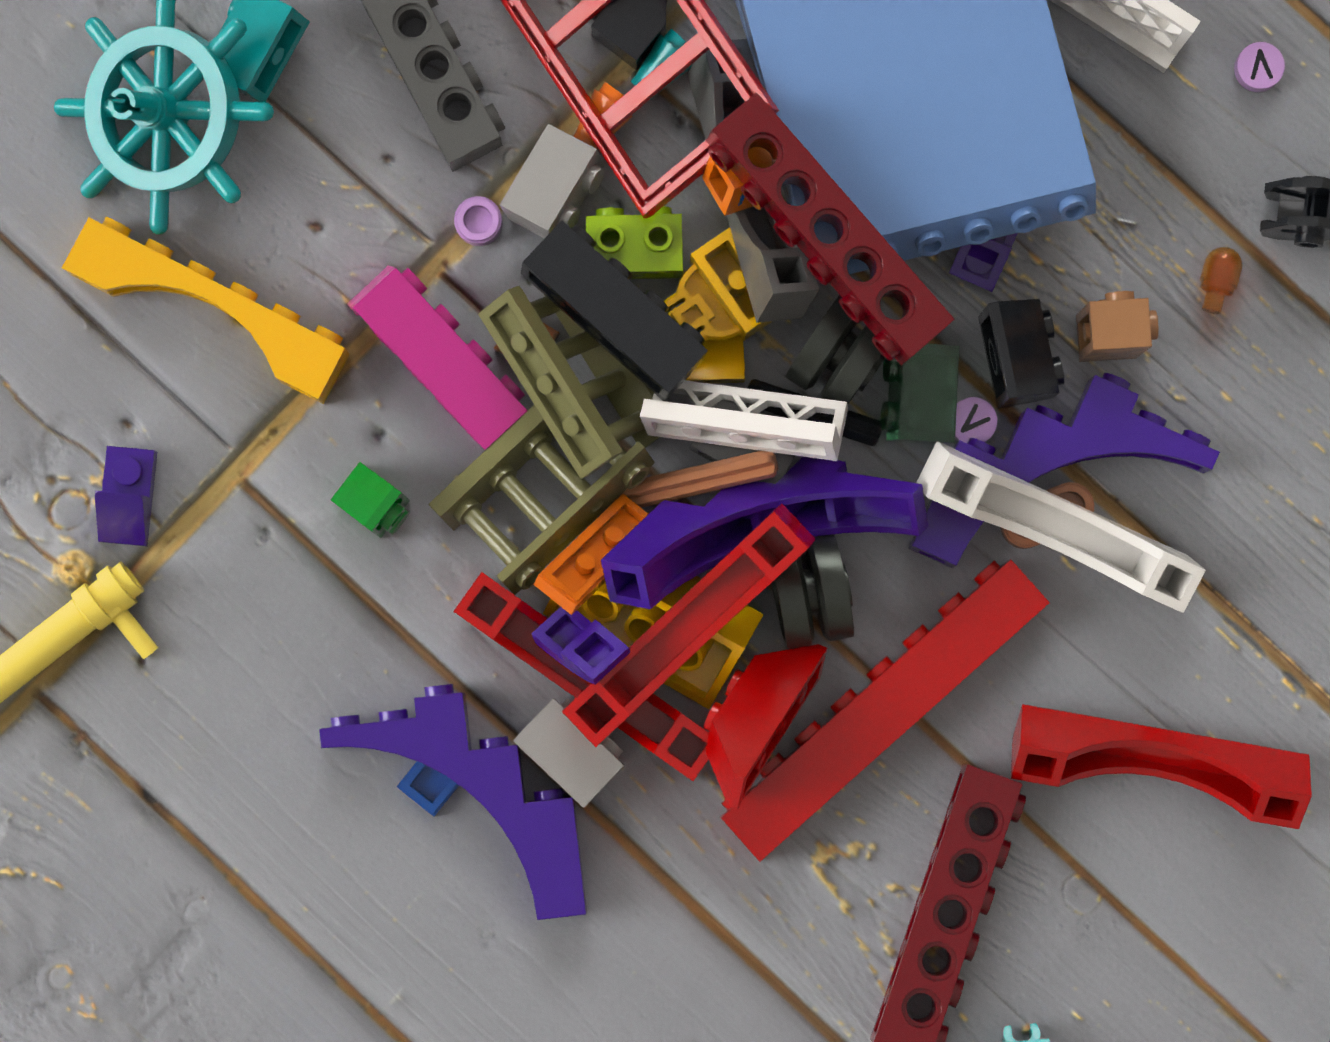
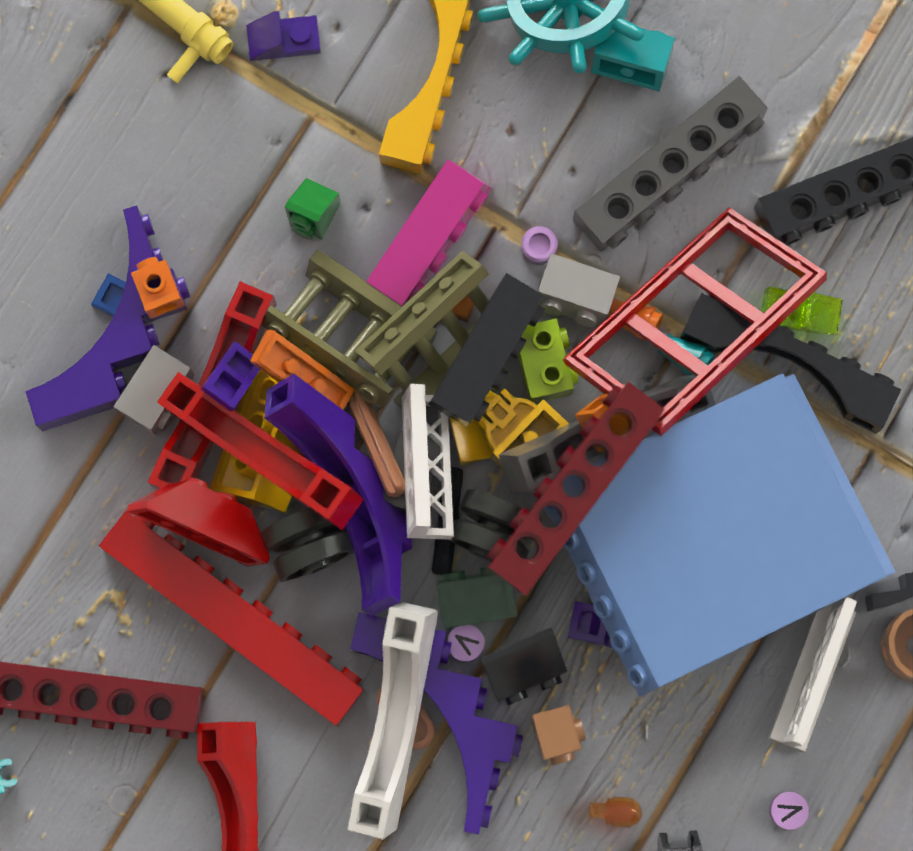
camera: 80 degrees right, 5 degrees down
(457, 720) = (160, 299): none -> orange brick

